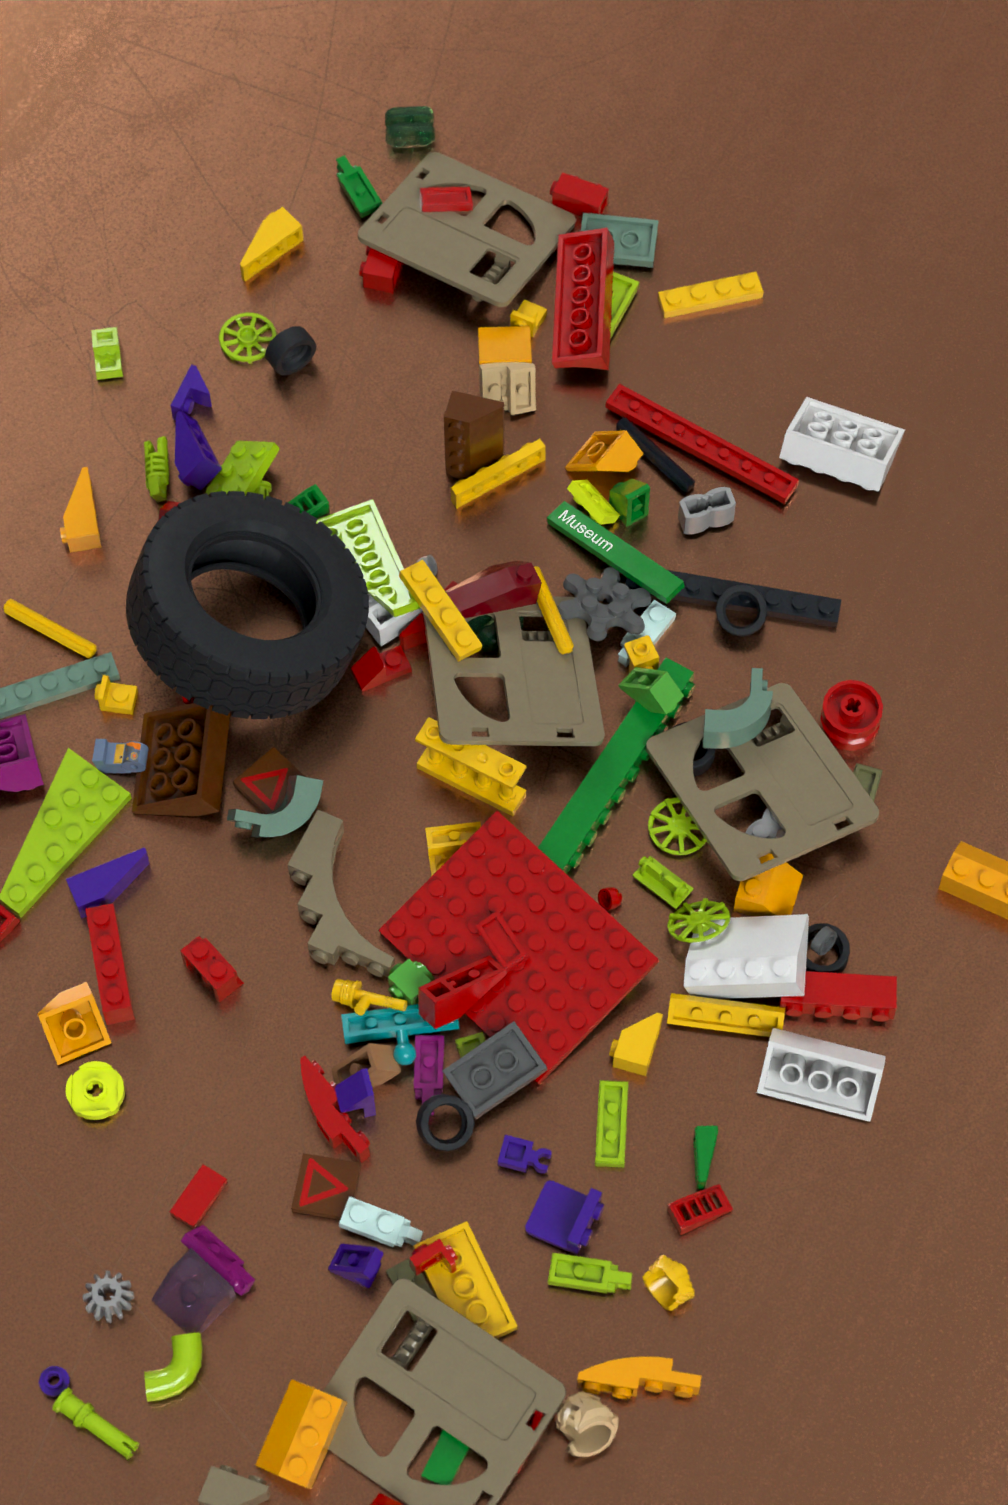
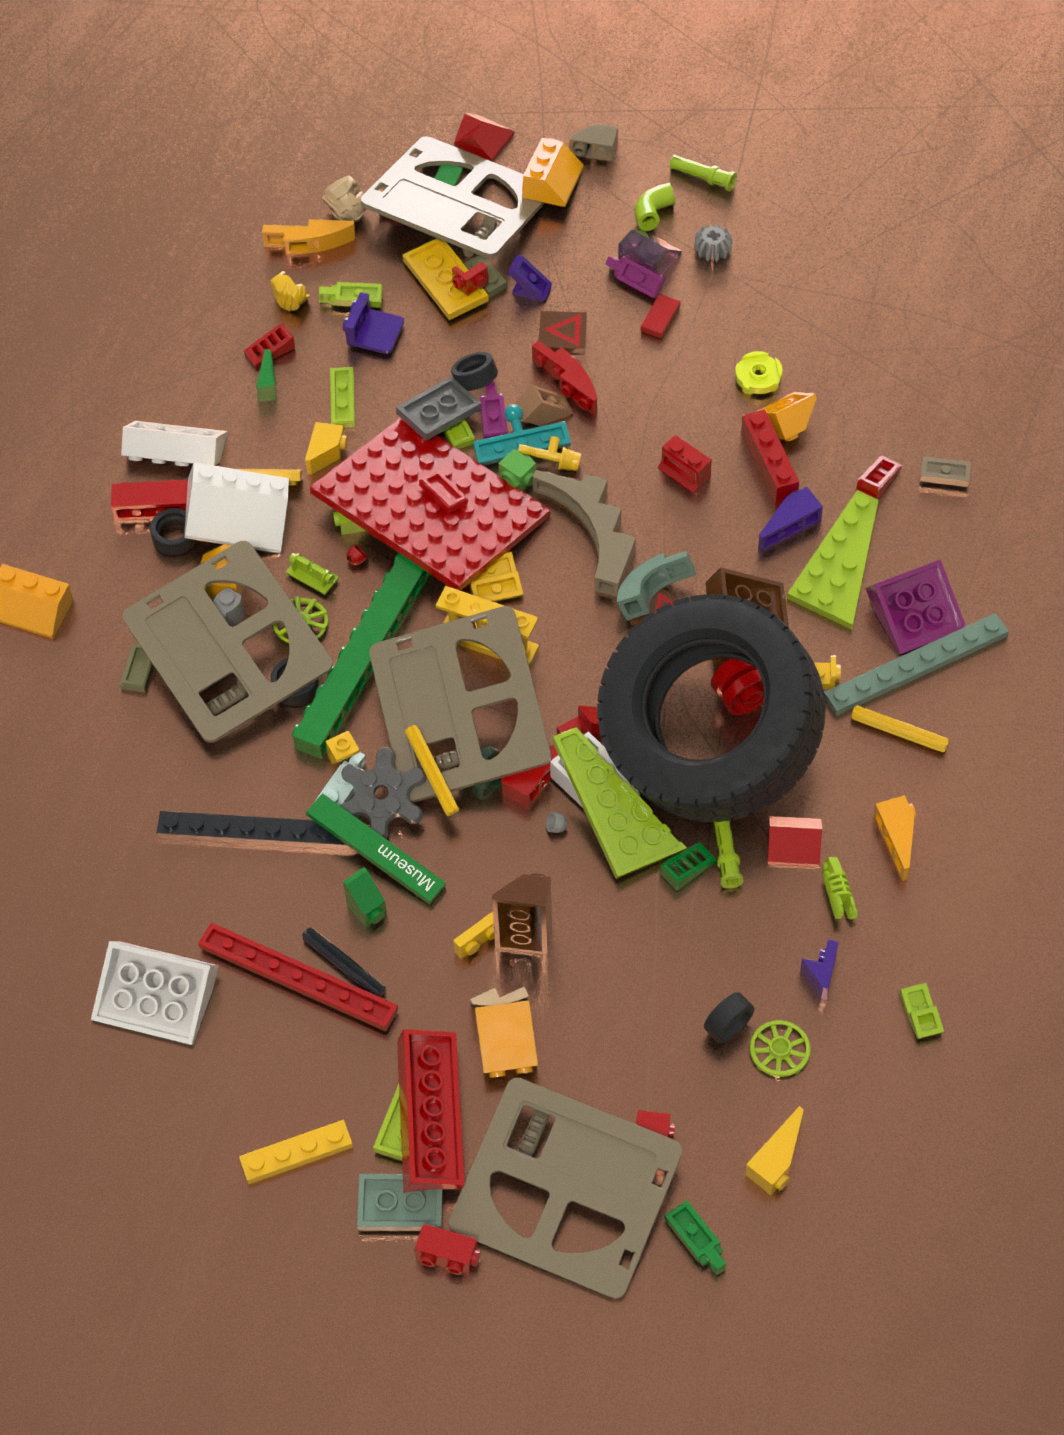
camera: 175 degrees right, 5 degrees down
(54, 1390) = (740, 194): dark purple plate -> none
(120, 757) = (804, 617): sand blue leg -> none
(193, 453) = (805, 905): dark purple slope -> none
(244, 467) = (753, 884): lime plate -> none
(356, 1093) = (545, 374): dark purple slope -> none
(378, 1224) = (516, 308): light aqua hinge -> none
(409, 126) = (638, 1311): clear green brick -> none
(440, 610) = (531, 728): yellow plate -> none
(446, 199) = (593, 1216): red tile -> none
(458, 991) = (472, 451): red slope -> none
(497, 589) = (488, 774): dark red wedge -> none
(518, 1154) = (412, 365): dark purple plate -> none
(528, 315) = (487, 1097): yellow bracket -> none
(589, 497) = (402, 901): neon yellow plate -> none
(606, 453) = (395, 946): light orange slope -> none
(652, 689) = (331, 702): bright green slope -> none
(698, 921) = (279, 537): lime wheel -> none
(708, 510) = (286, 896): light grey brick -> none
(741, 590) = (252, 813): black tyre -> none
(743, 723) = (245, 678): sand green arch -> none
(823, 940) = (171, 525): dark grey tile -> none
(851, 715) = (147, 720): red wheel -> none

